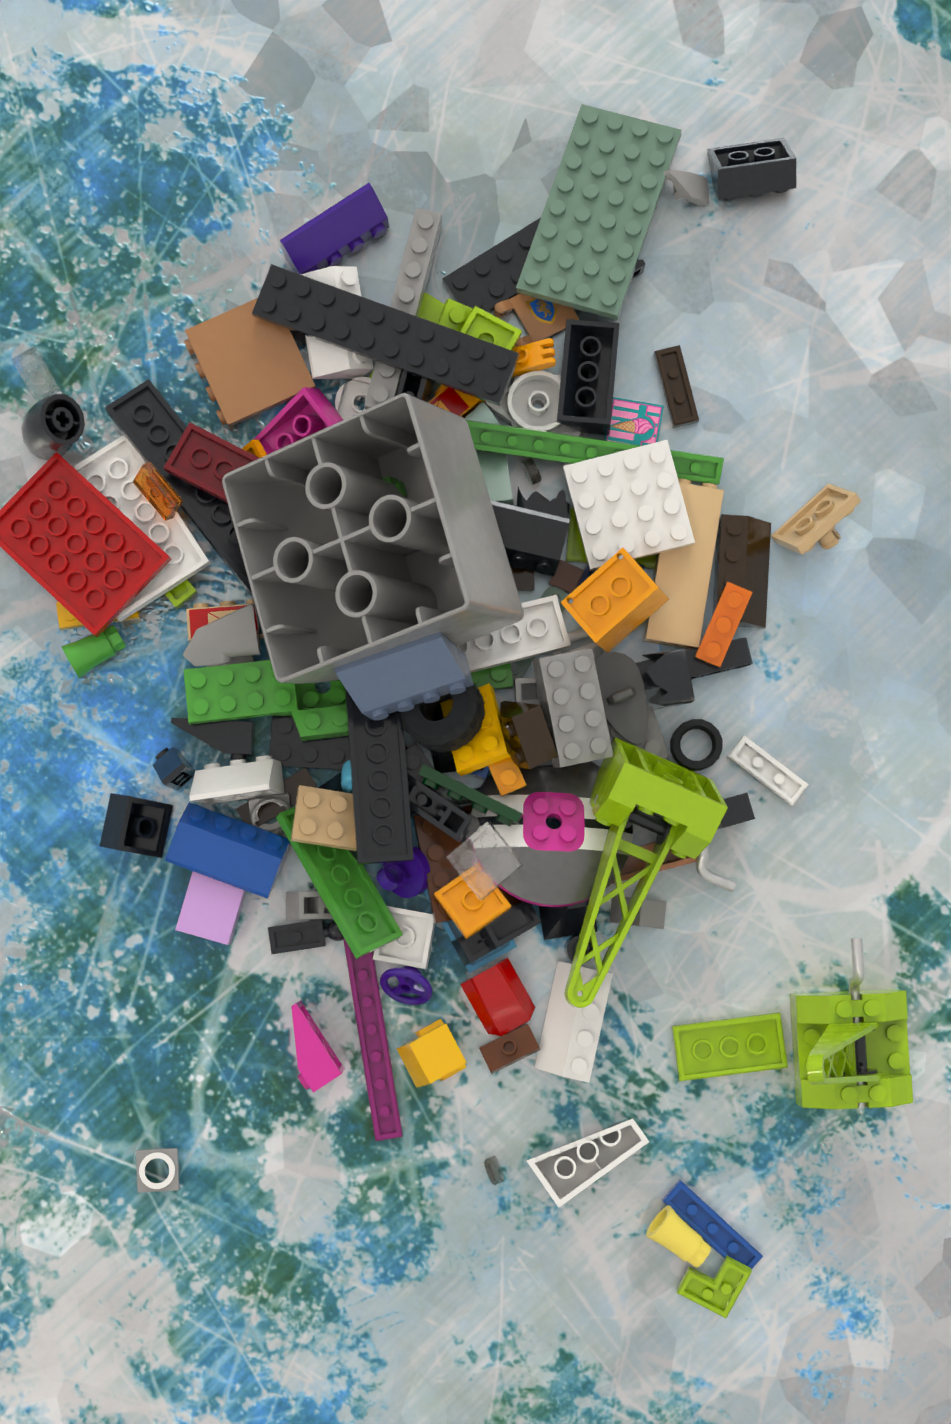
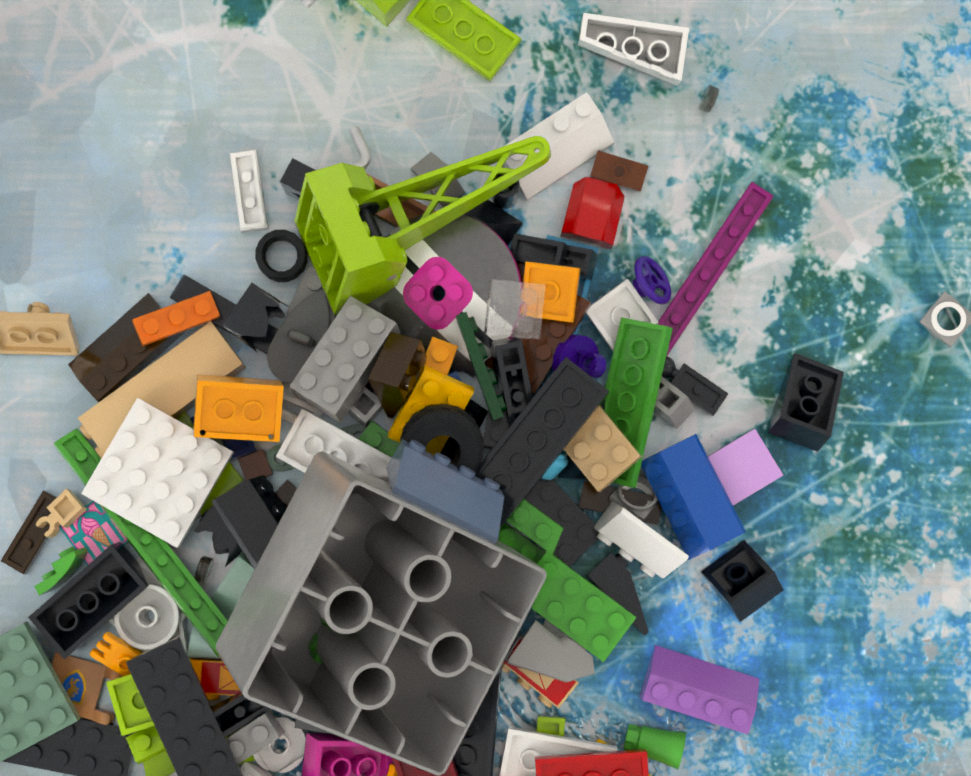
camera: 140 degrees left, 0 degrees up
(95, 718) = (700, 689): none -> medium lavender slope
(173, 768) = (677, 596): black slope -> none
(207, 1003) = (806, 403): none -> black slope
(314, 1054) = (764, 287): dark pink slope -> none
(432, 1055) = (679, 216): yellow plate -> none
(629, 378) = (63, 569): none -> bright green slope
(668, 418) = (64, 512): none -> tan plate

